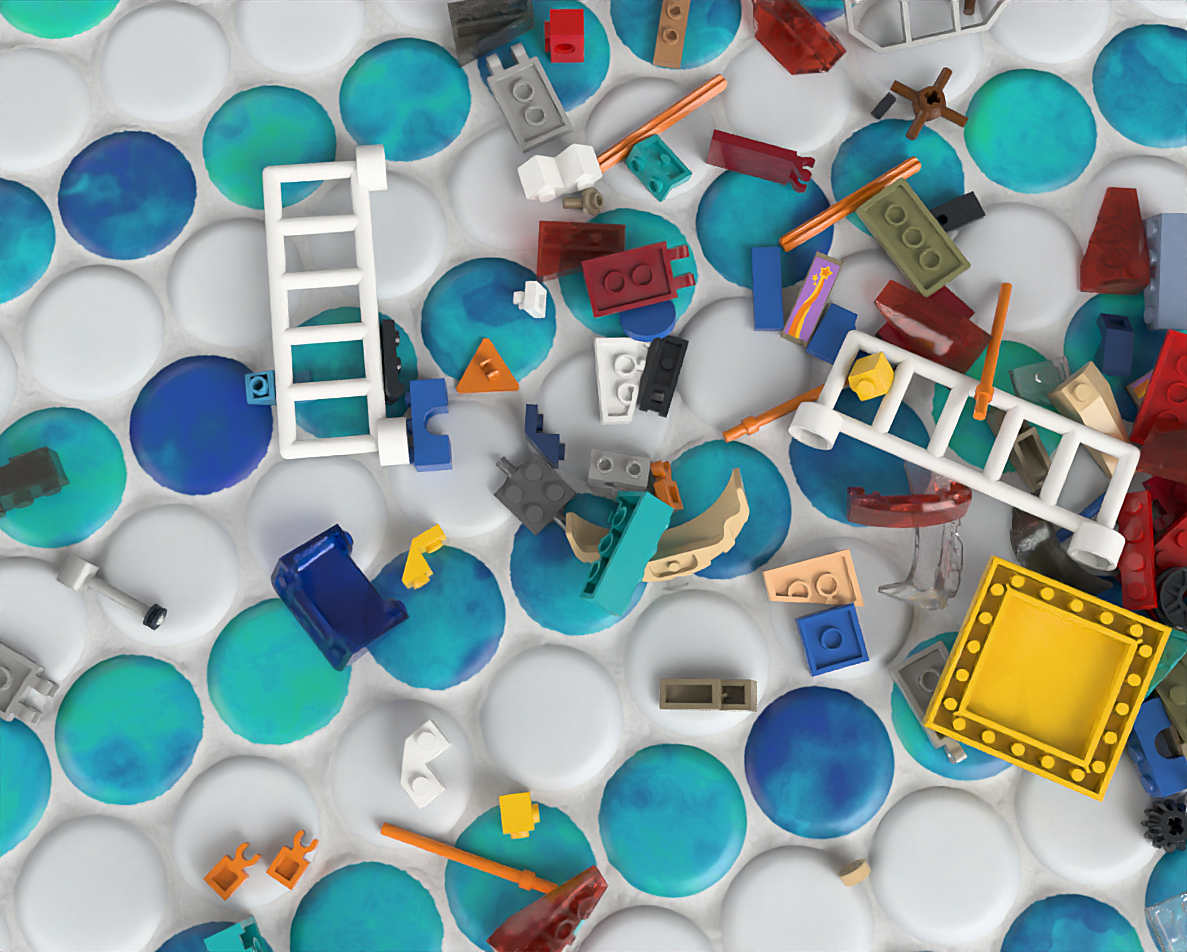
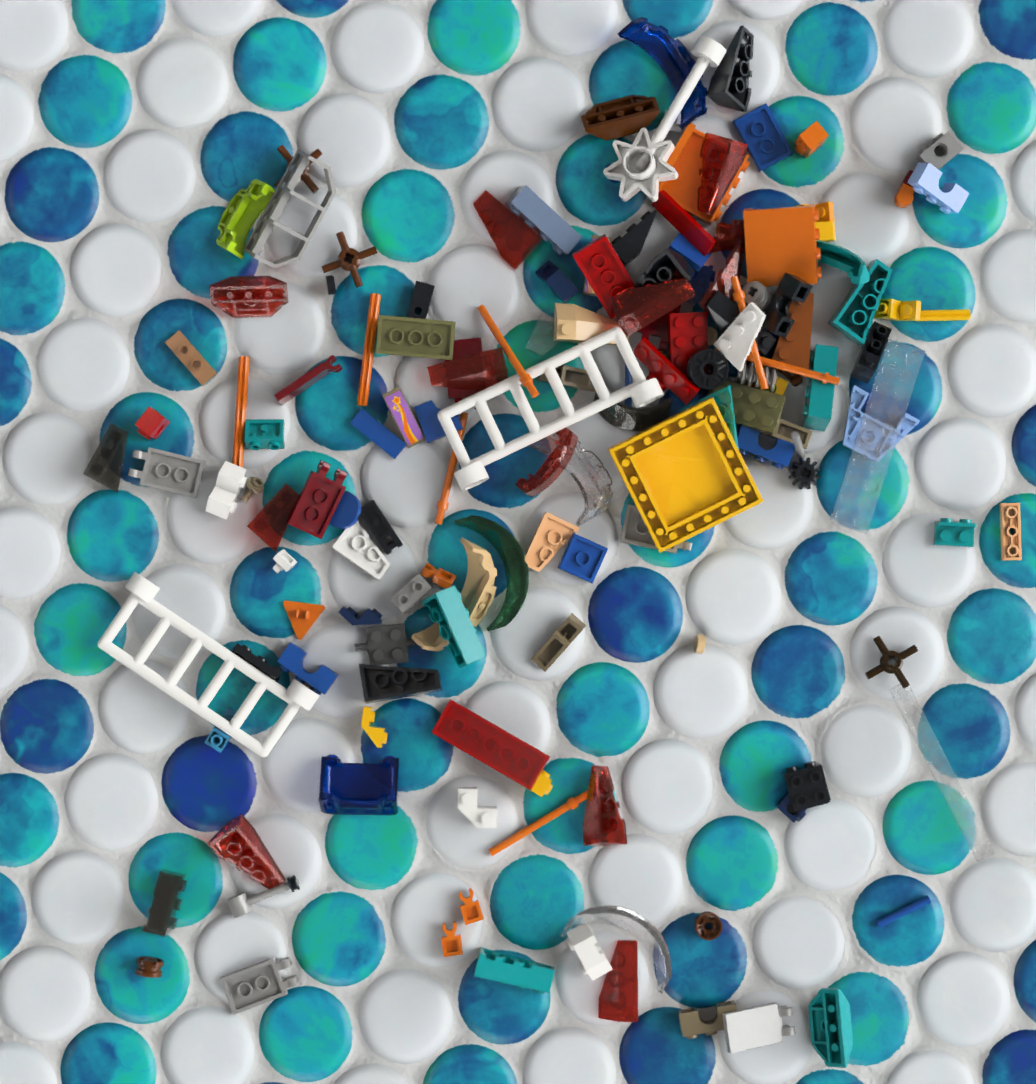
camera: 45 degrees left, 10 degrees up
(153, 523) = (244, 848): none -> clear red wedge
(499, 540) = (390, 683): none -> black wedge
(517, 717) = (490, 744): none -> red plate
(761, 553) = (513, 561): none -> clear green windscreen
(871, 376) = (470, 426): yellow brick -> none

